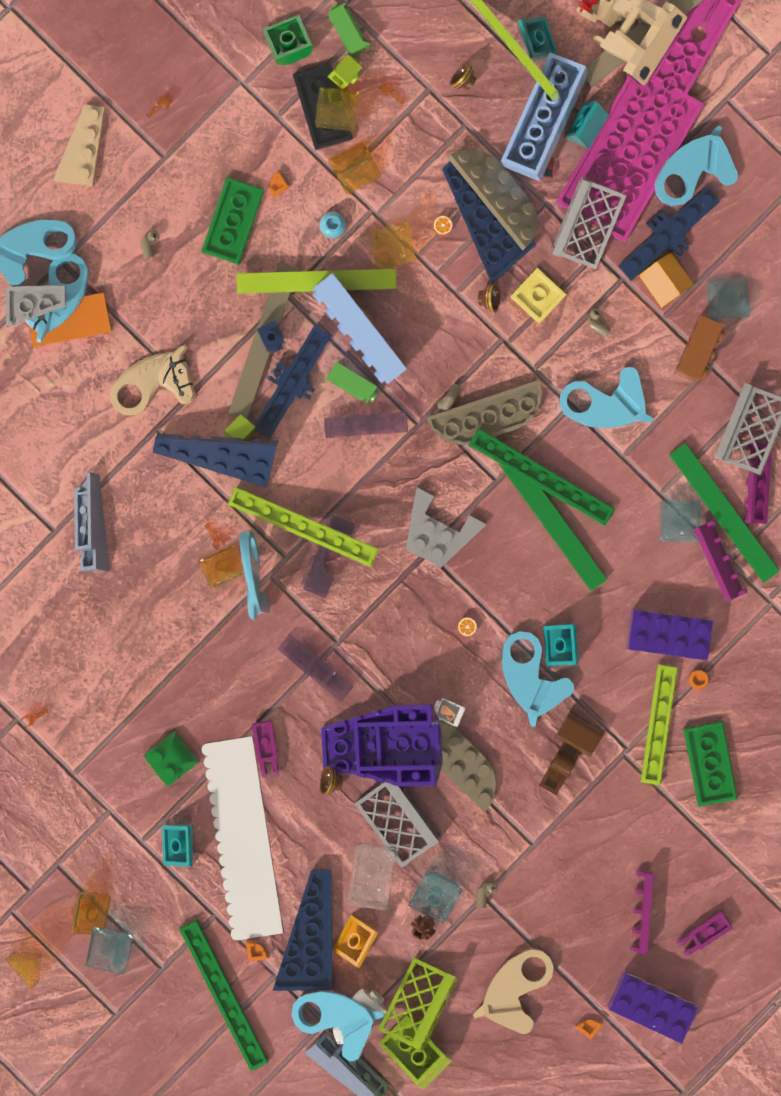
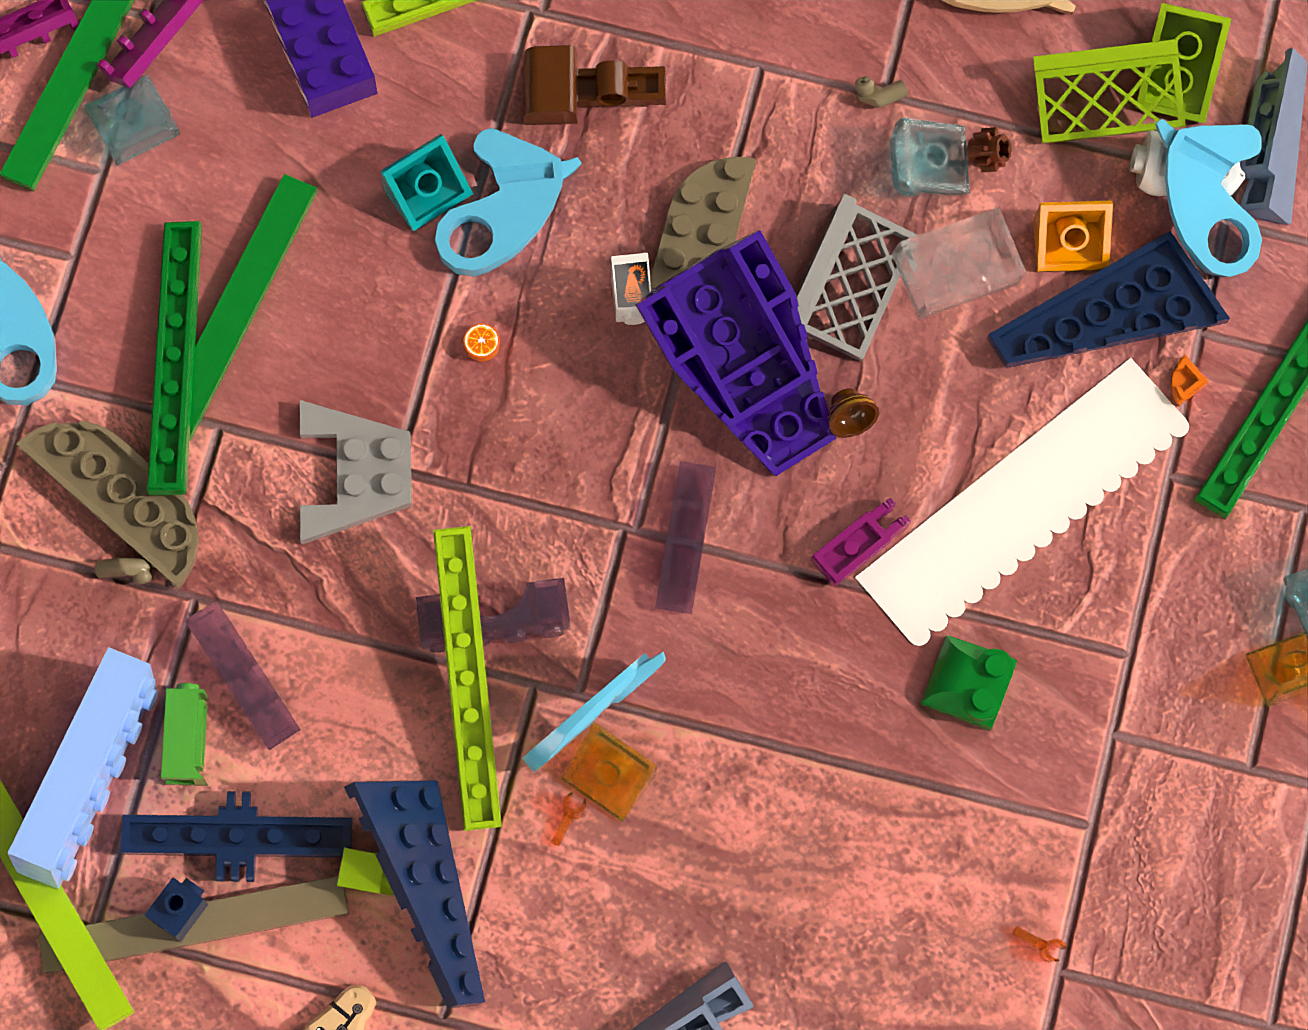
camera: 125 degrees left, 15 degrees down
(178, 845) = (1098, 589): teal slope -> none

